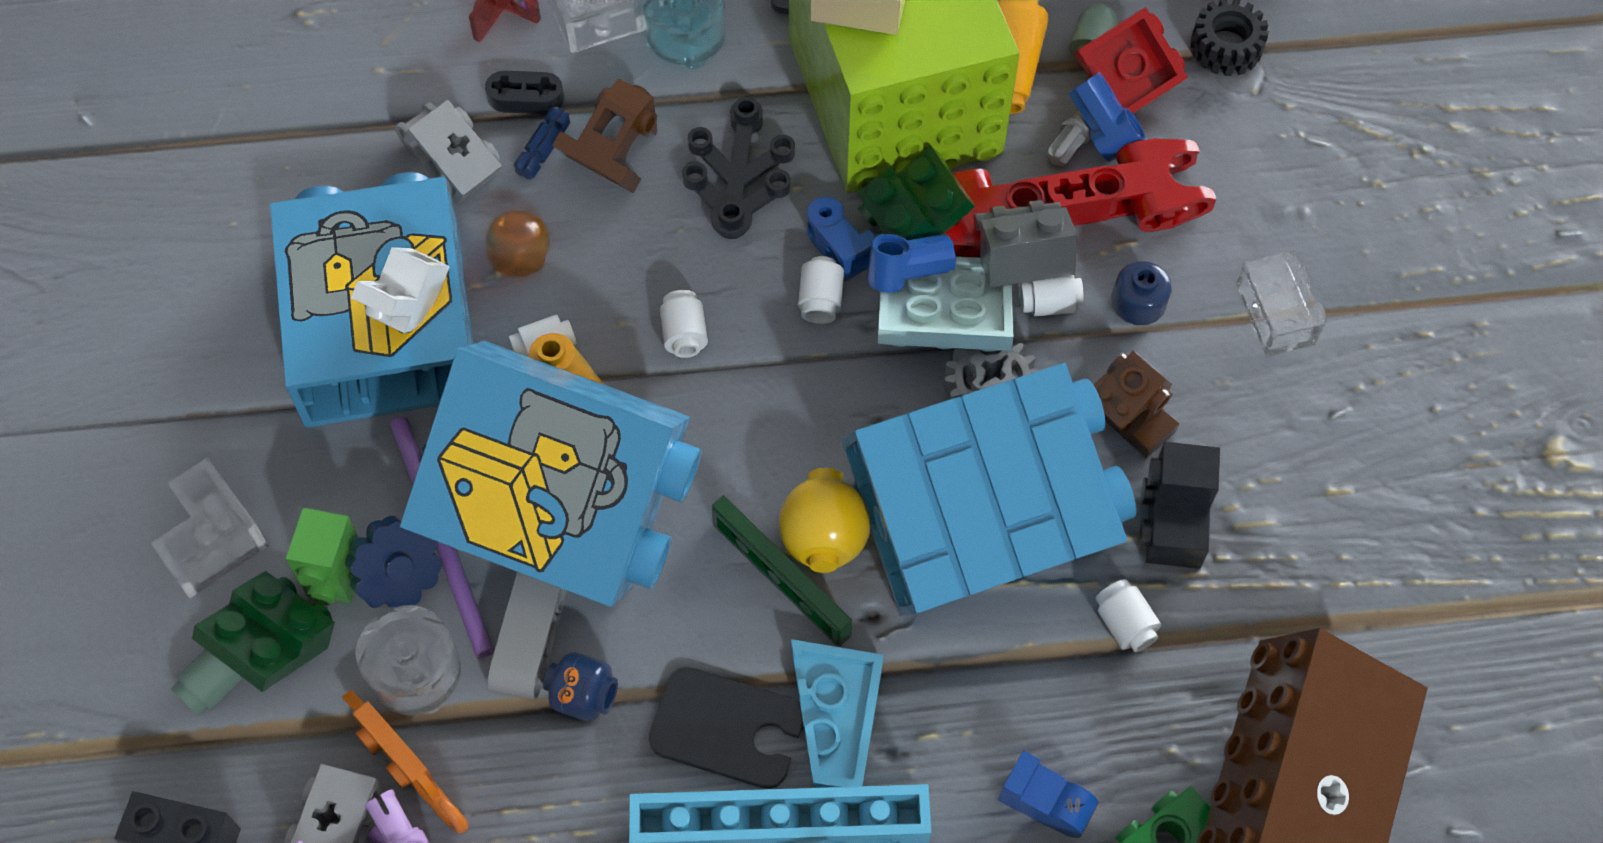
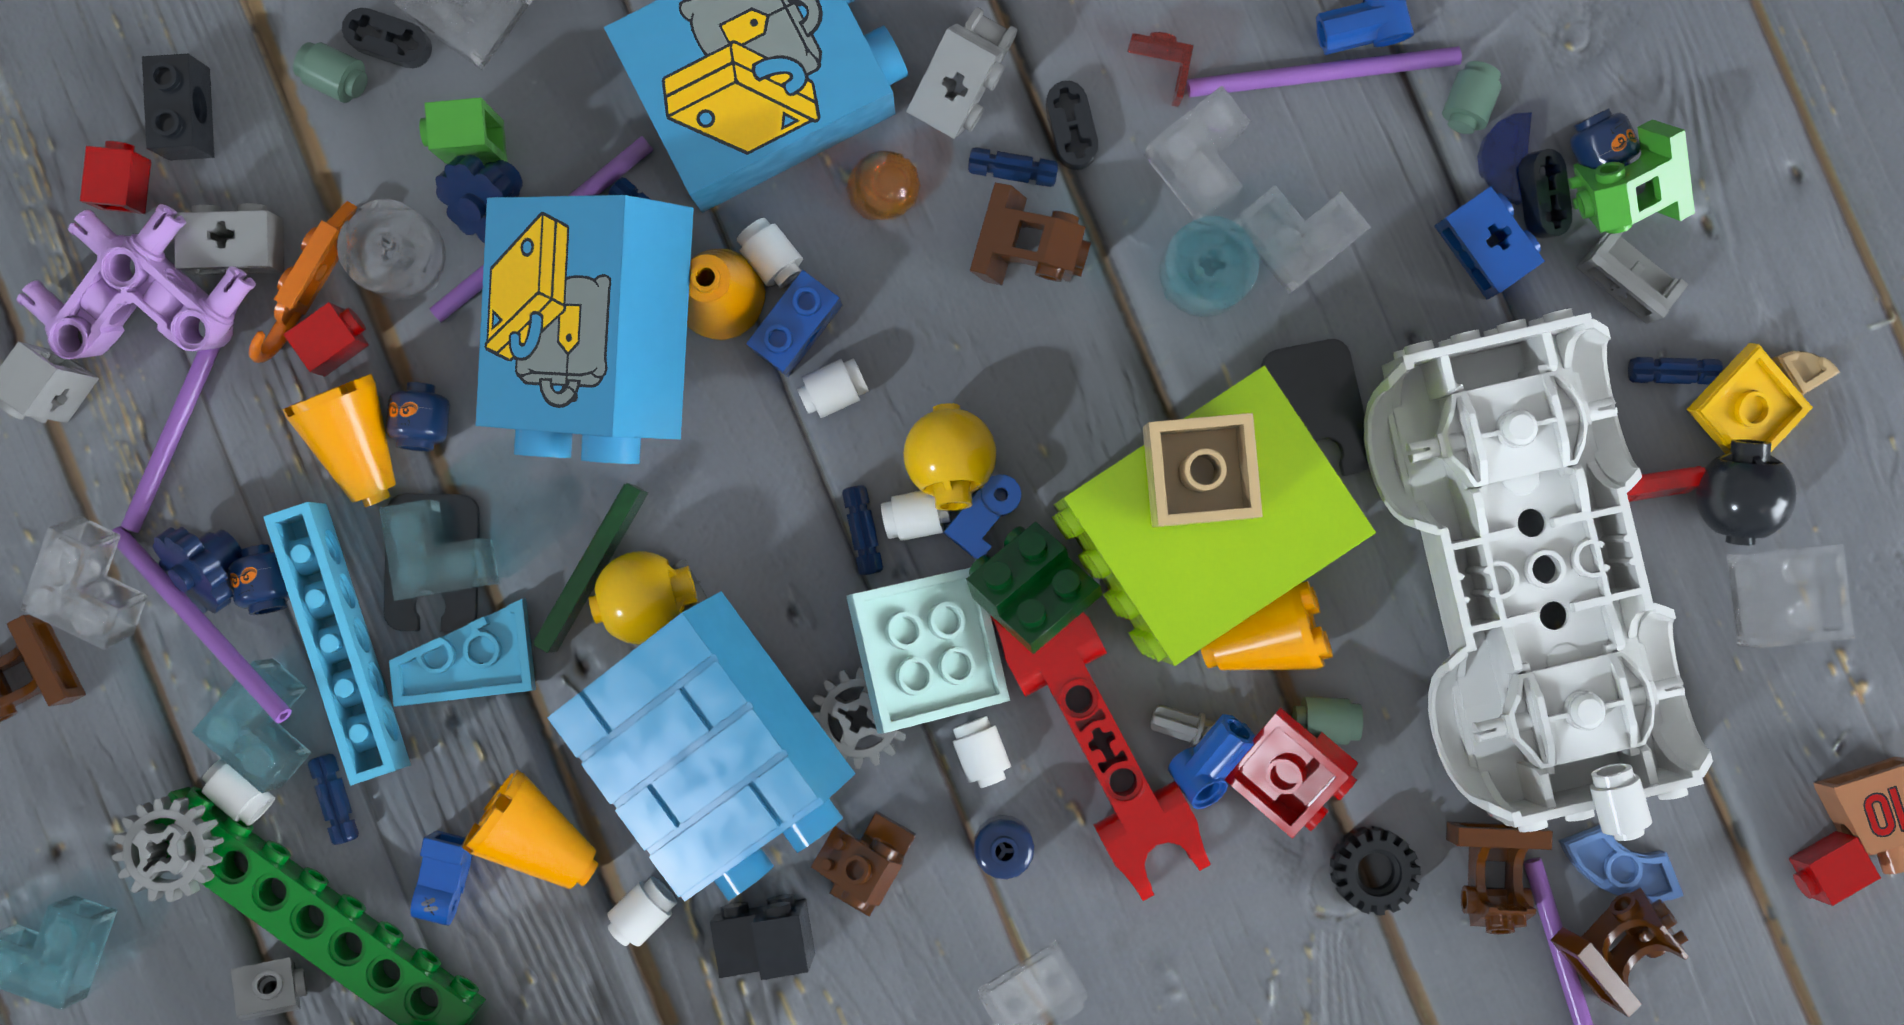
camera: 75 degrees right, 25 degrees up
(186, 617) = (390, 28): none -> black beam
(266, 630) = (379, 105): dark green plate -> none
(404, 290) = (725, 104): white brick -> none
(469, 754) = (327, 338): none -> red brick
(526, 638) = (437, 350): light grey beam -> none
(576, 754) = (348, 438): none -> light orange cone
(615, 336) = (795, 323): none -> blue brick
(722, 715) = (422, 560): none -> clear light blue brick
(738, 173) = (1035, 384): black plant -> none
(778, 238) = (950, 455): none -> yellow brick
(820, 339) = (862, 530): none -> dark blue axle
(898, 259) = (958, 603): blue piece -> none
(1022, 693) = (531, 836): none -> light orange cone
(1026, 243) = (1006, 719): dark grey brick -> none

